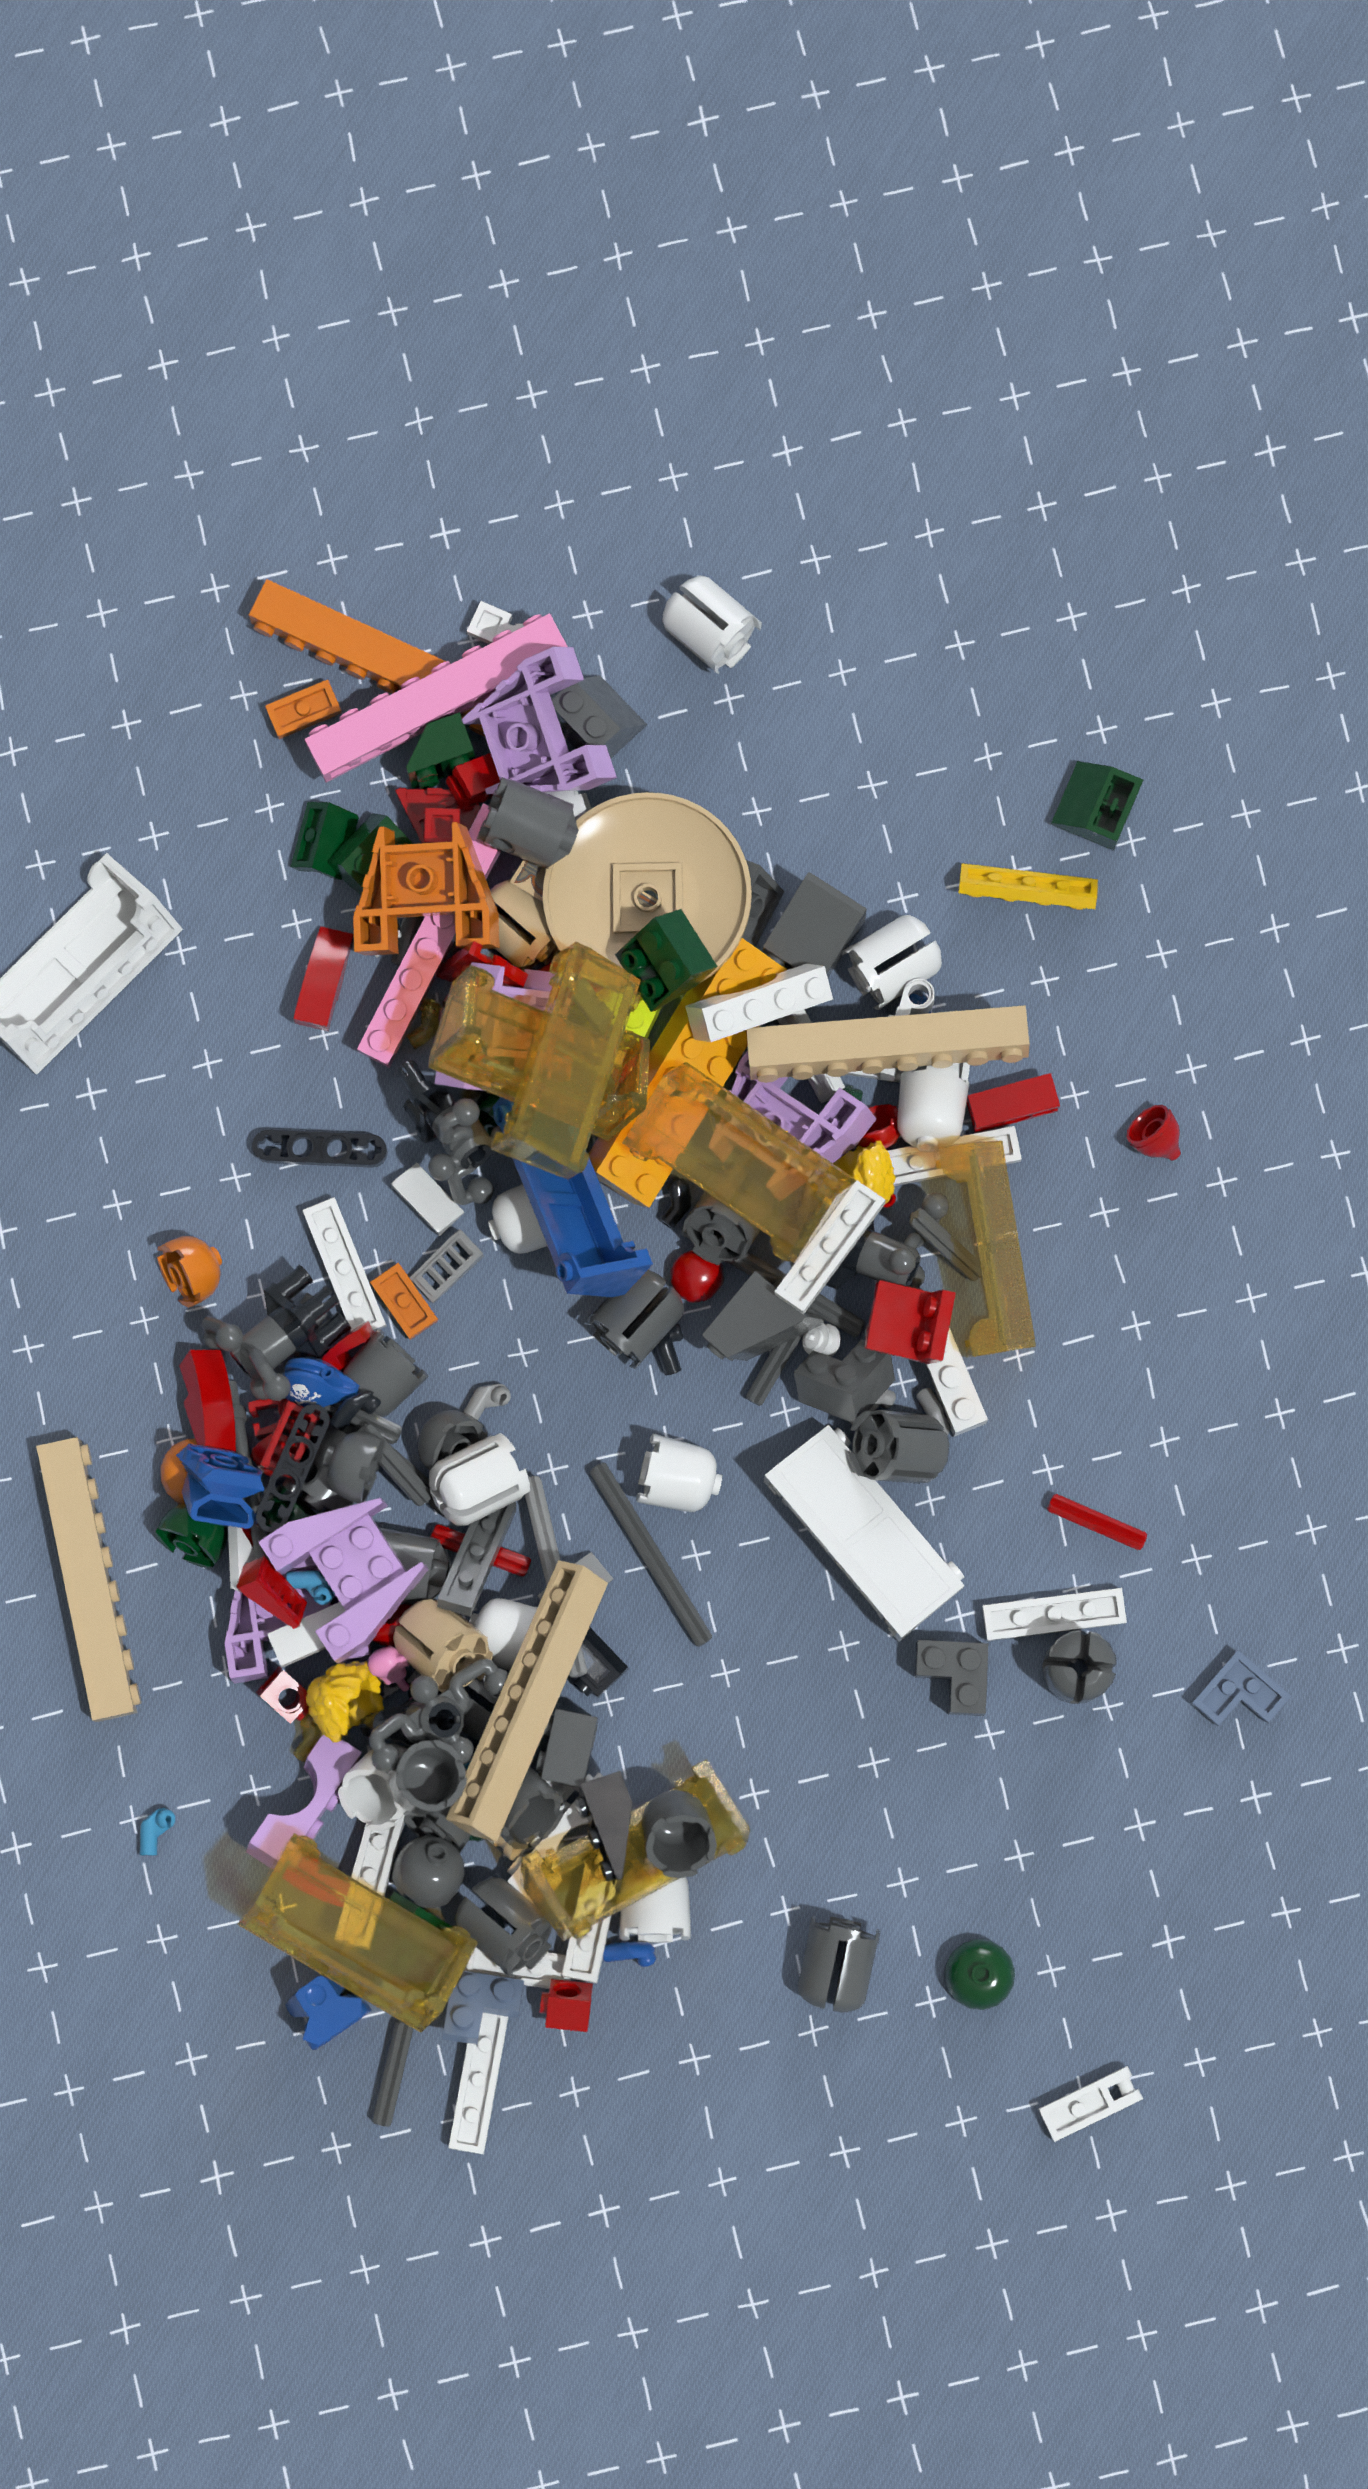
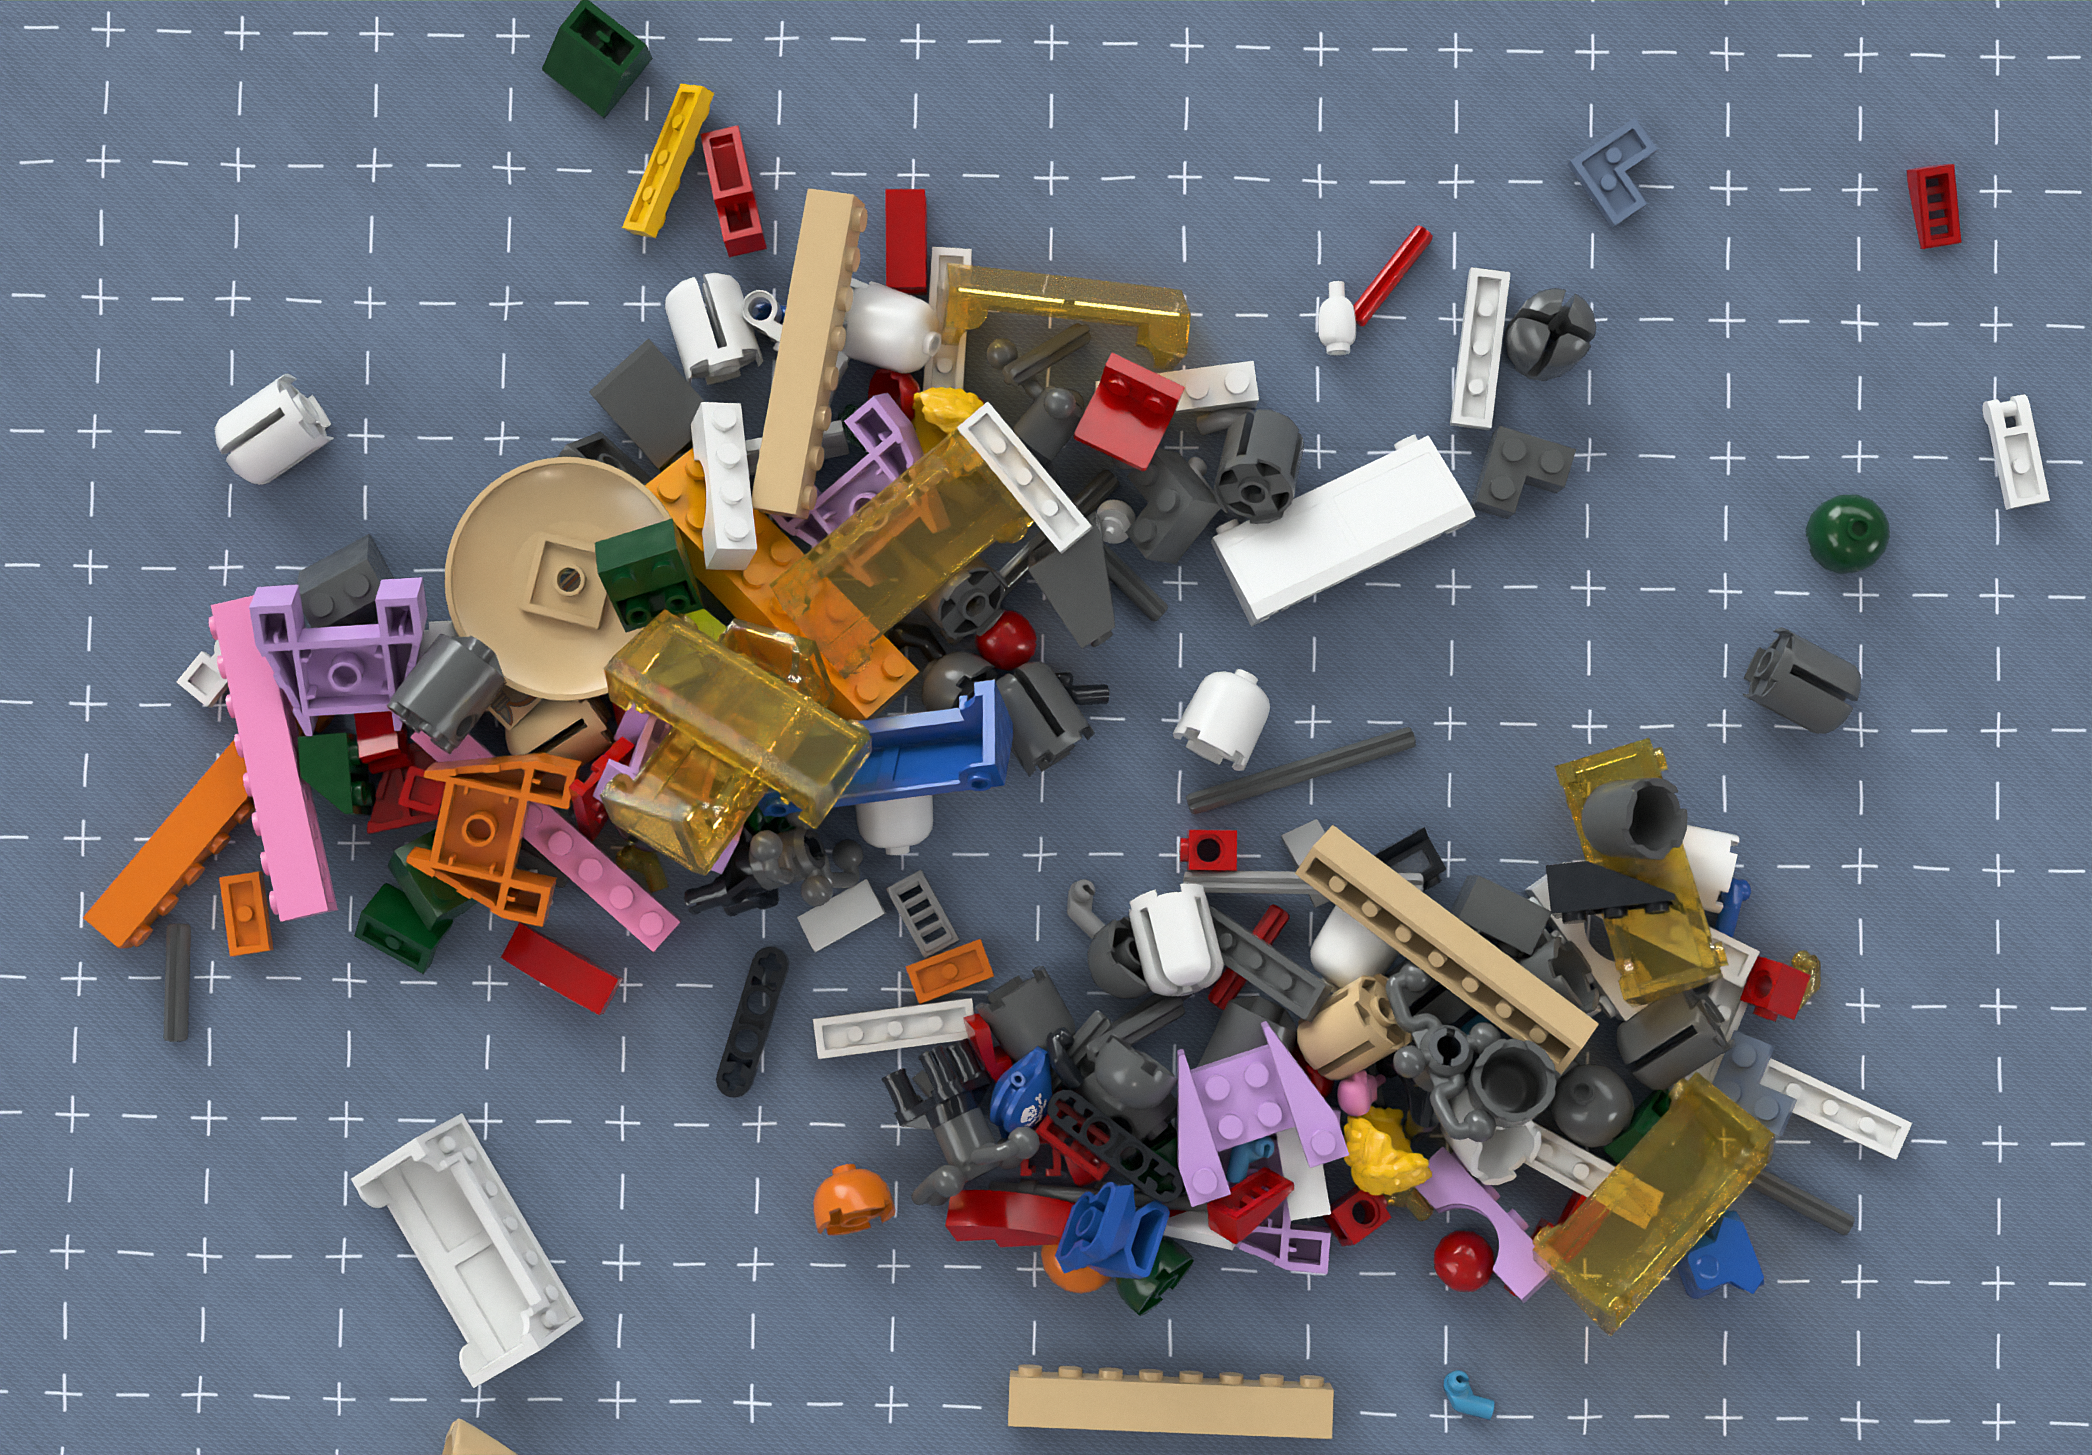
camera: 75 degrees left, 5 degrees up
(232, 668) = (177, 982): none -> dark grey axle
(268, 1795) = (1464, 1261): none -> red hair
(569, 1507) = (1227, 846): none -> red brick
(596, 2034) = (1811, 965): none -> clear yellow arm
(652, 1233) = (953, 677): none -> dark grey cylinder
(1017, 947) = (733, 191): none -> red slope
(1044, 1485) = (1337, 321): none -> white plant
(1155, 1133) = (980, 95): red helmet -> none
(1293, 1991) = (1918, 194): none -> red slope

